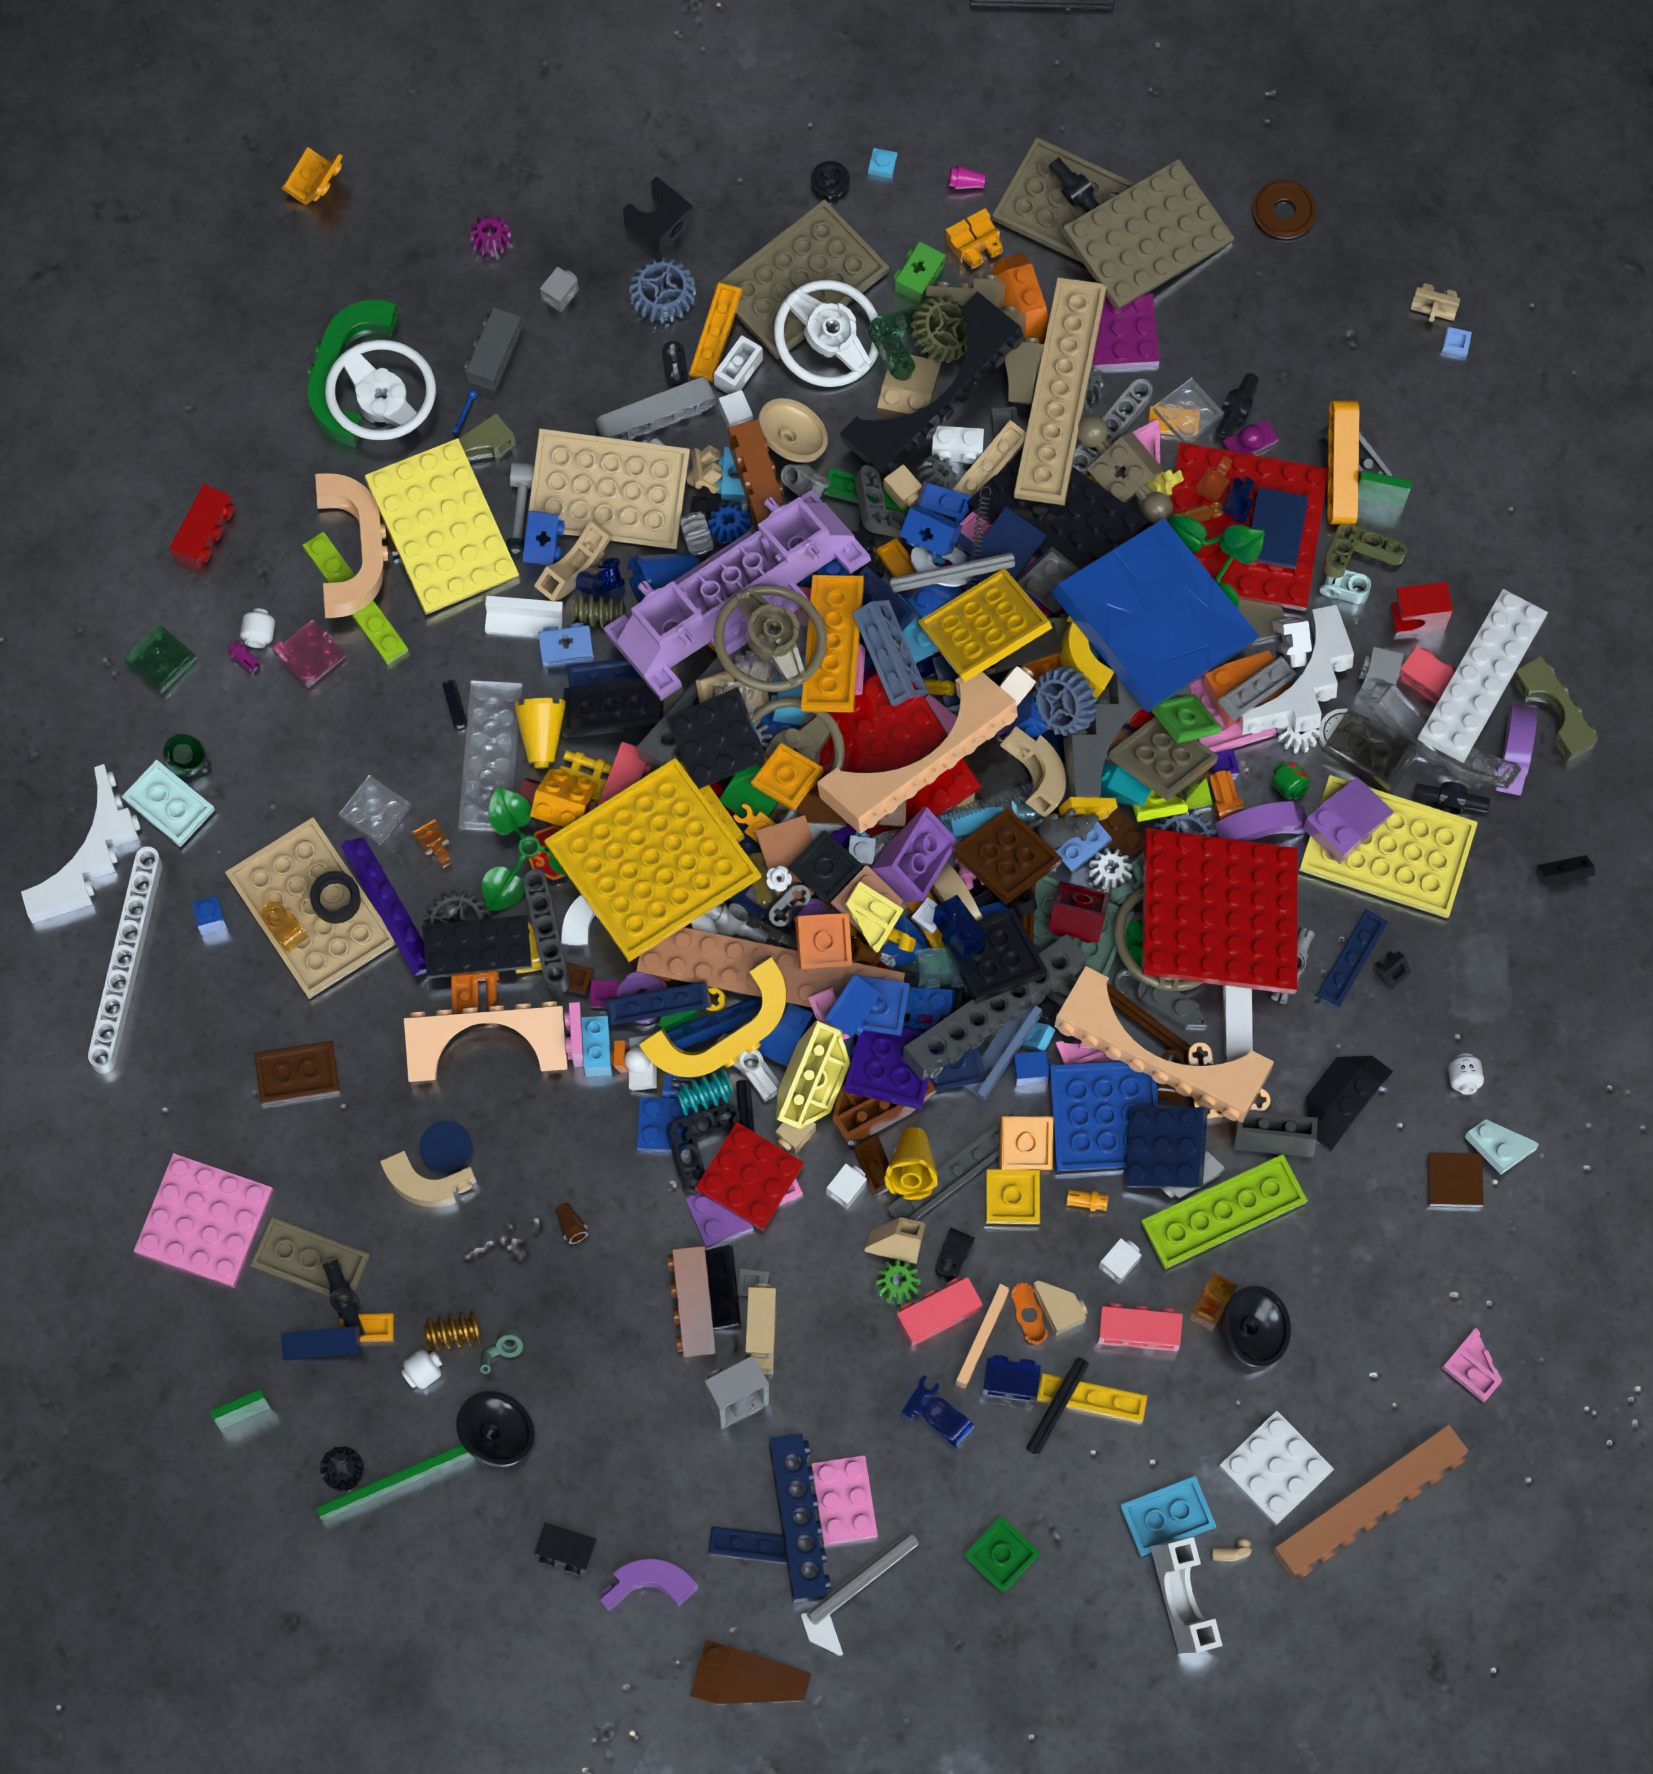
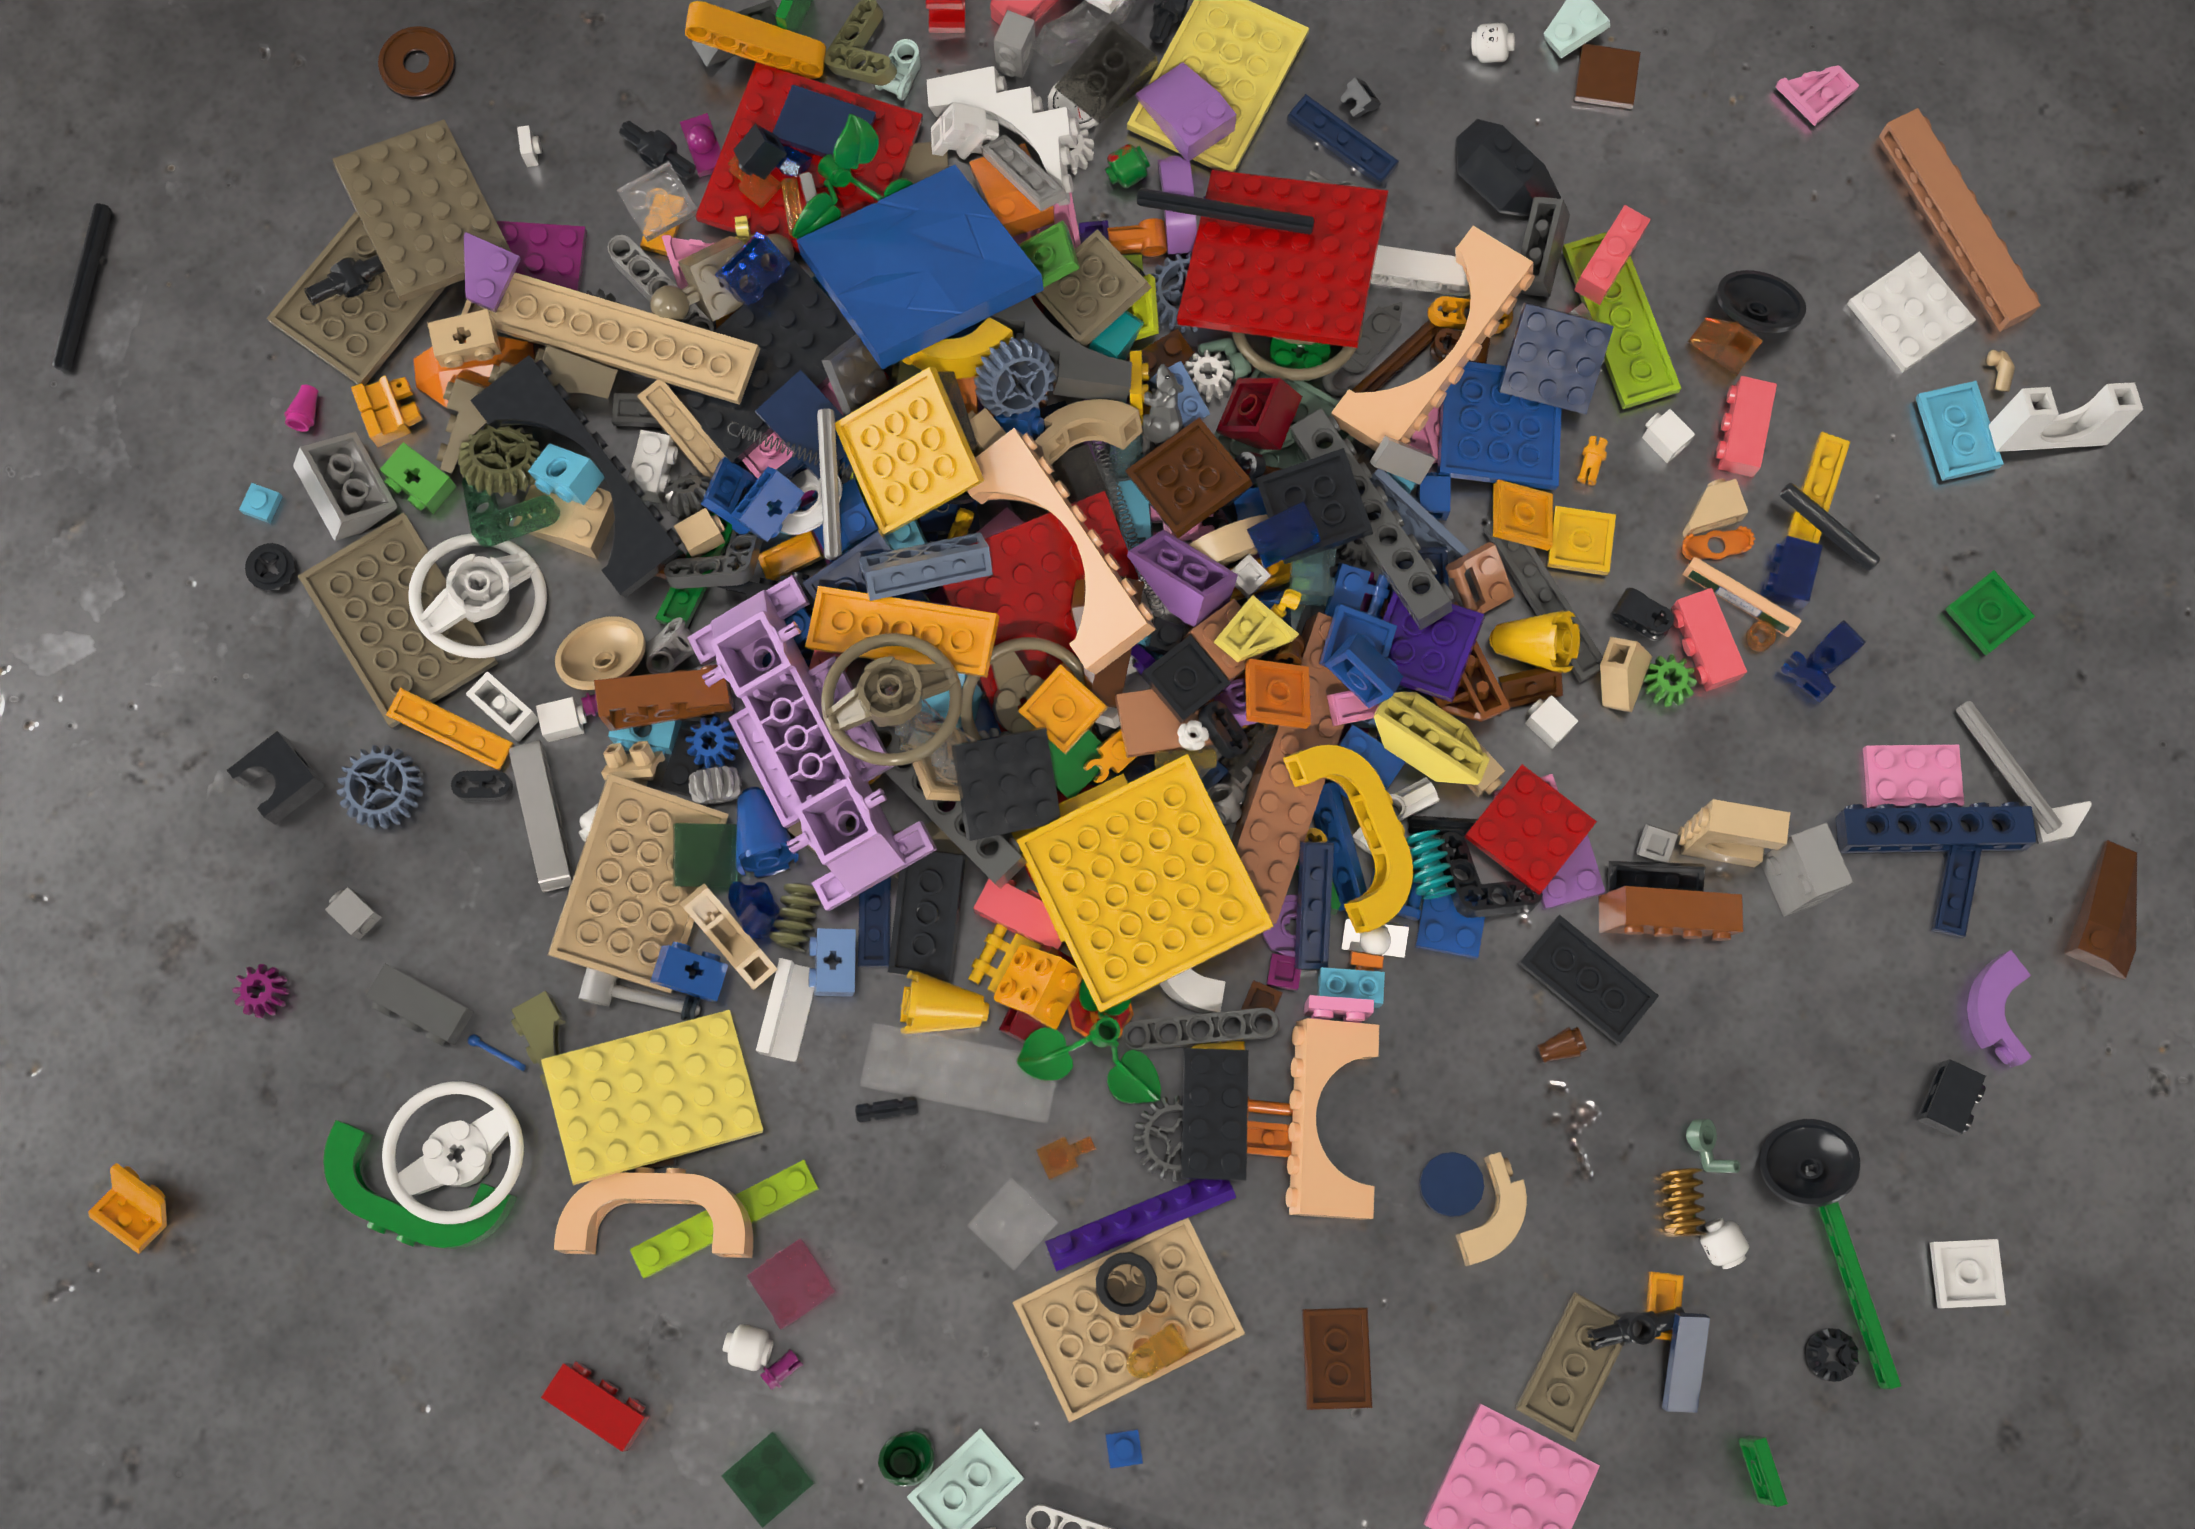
camera: 80 degrees left, 5 degrees up
(420, 1573) = (1967, 1273): none -> white plate
(629, 1239) = (1589, 980): none -> black plate
(638, 533) = (704, 855): none -> clear green tile
(905, 219) = (344, 484): none -> light grey slope
(934, 377) = (566, 474): none -> medium azure brick
(957, 1364) = (1768, 631): none -> clear orange bush
(965, 1118) = (1487, 575): none -> nougat plate
(1034, 281) = (449, 337): none -> tan brick
(1050, 1027) = (1402, 460): none -> light grey tile
(1096, 288) = (487, 271): none -> medium lavender wing
(1132, 480) = (748, 262): none -> clear blue brick
(1214, 522) = (807, 186): none -> light grey tile
(1221, 306) = (529, 146): none -> white plate
(1234, 475) = (759, 152): none -> black brick
(1250, 855) = (1225, 211): none -> black axle
(1275, 1190) = (1612, 254): none -> coral brick

